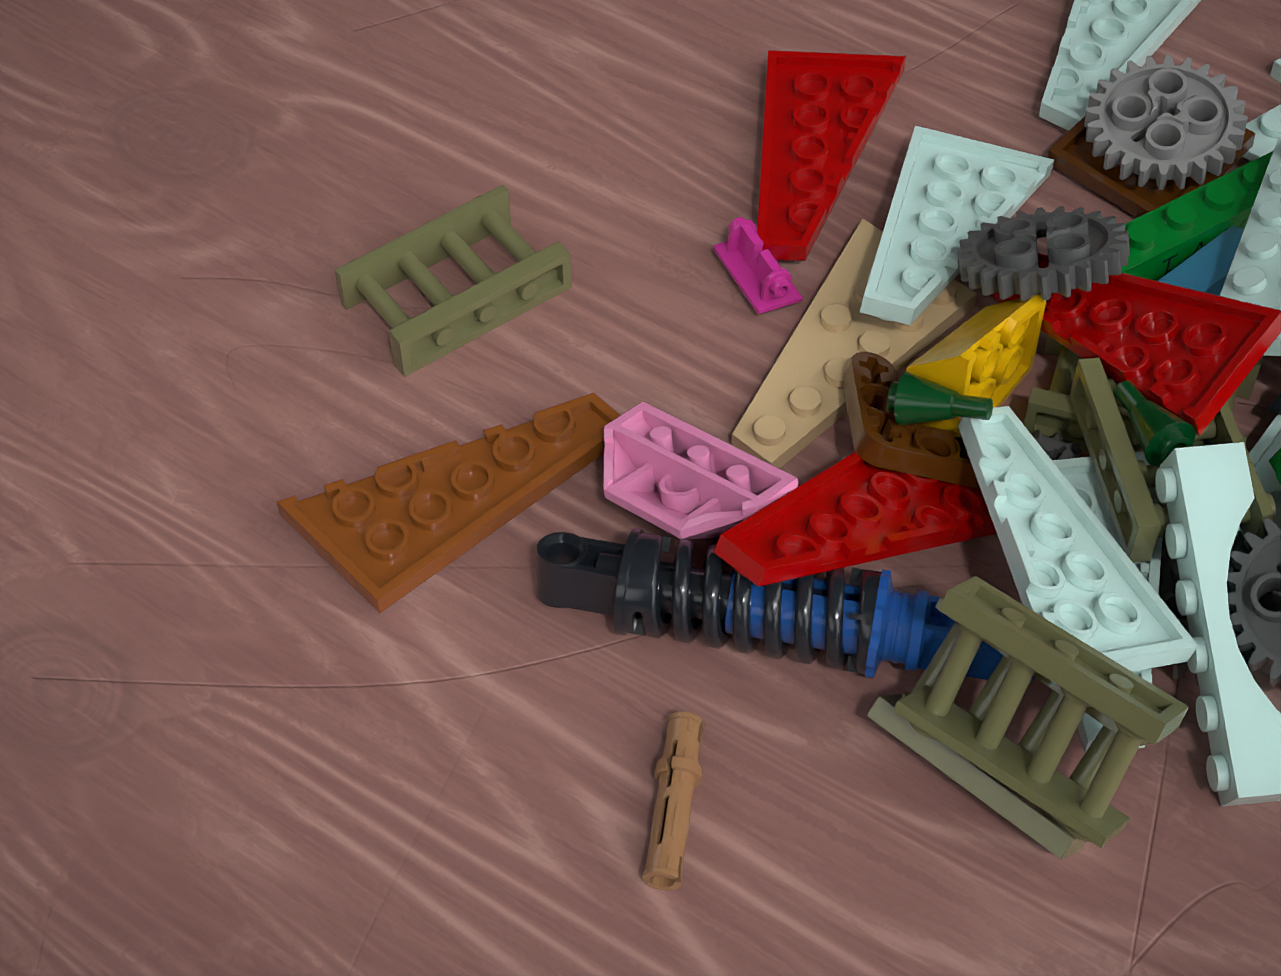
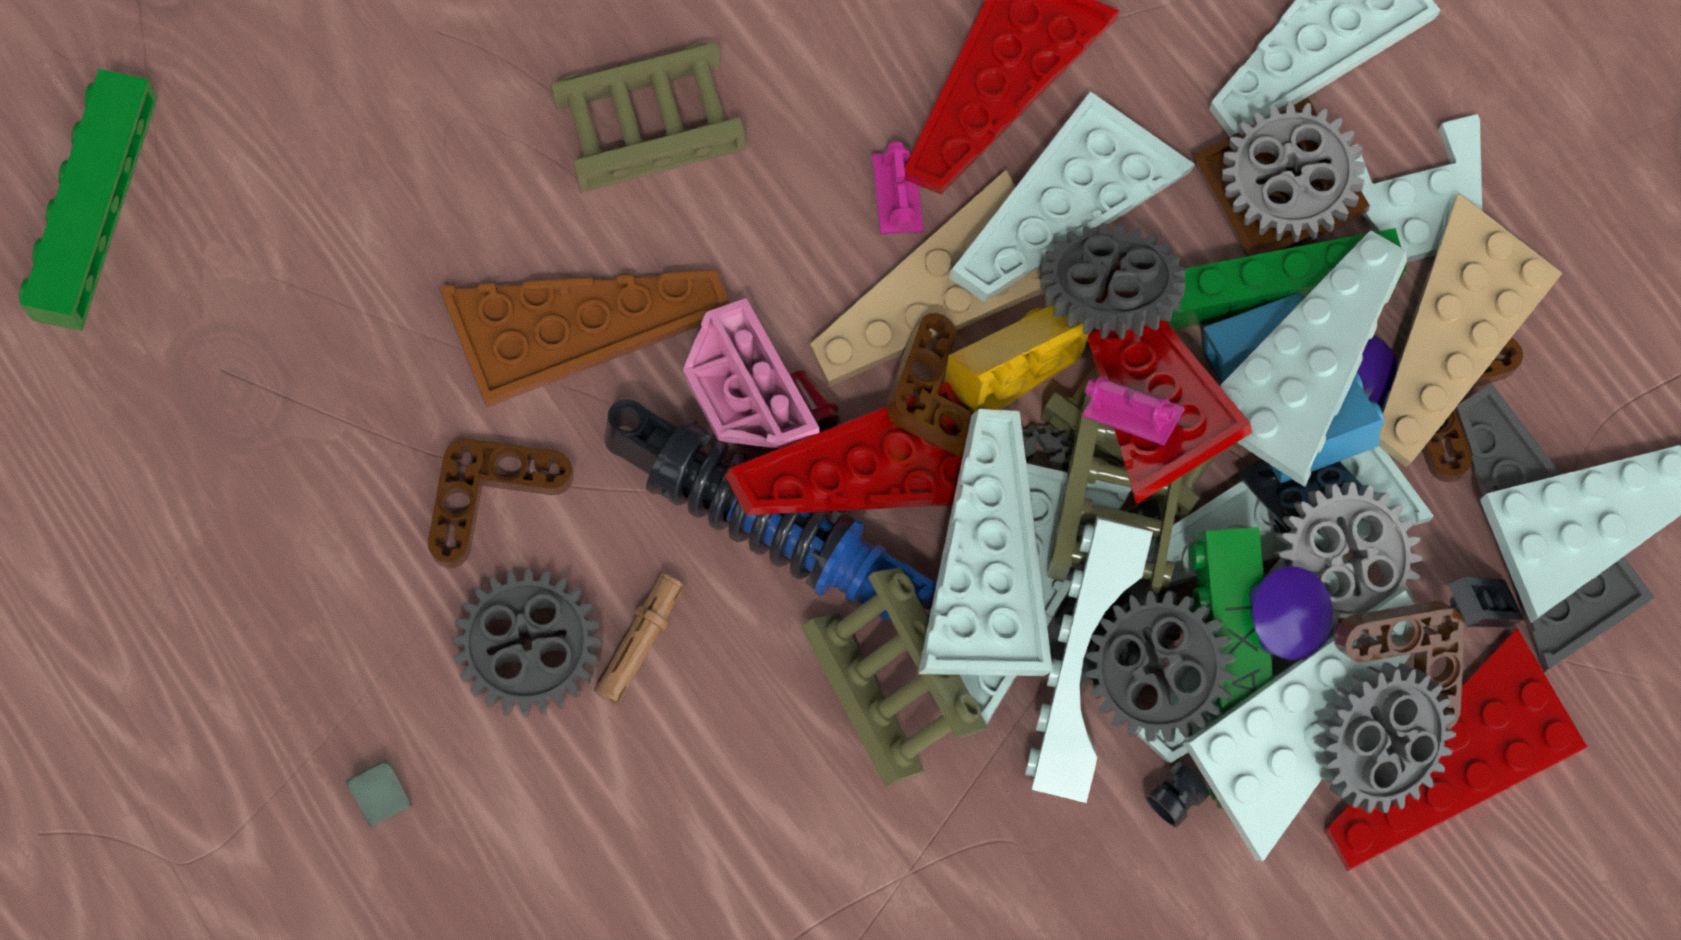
camera: 15 degrees right, 20 degrees up
(405, 683) = (485, 474): none -> reddish brown beam
(535, 850) = (535, 682): none -> dark grey gear
(923, 401) = (948, 388): dark green cone -> none
(1085, 679) = (924, 670): olive fence -> none
(1155, 427) = (1111, 488): dark green cone -> none
(1165, 341) = (1131, 410): none -> dark pink hinge

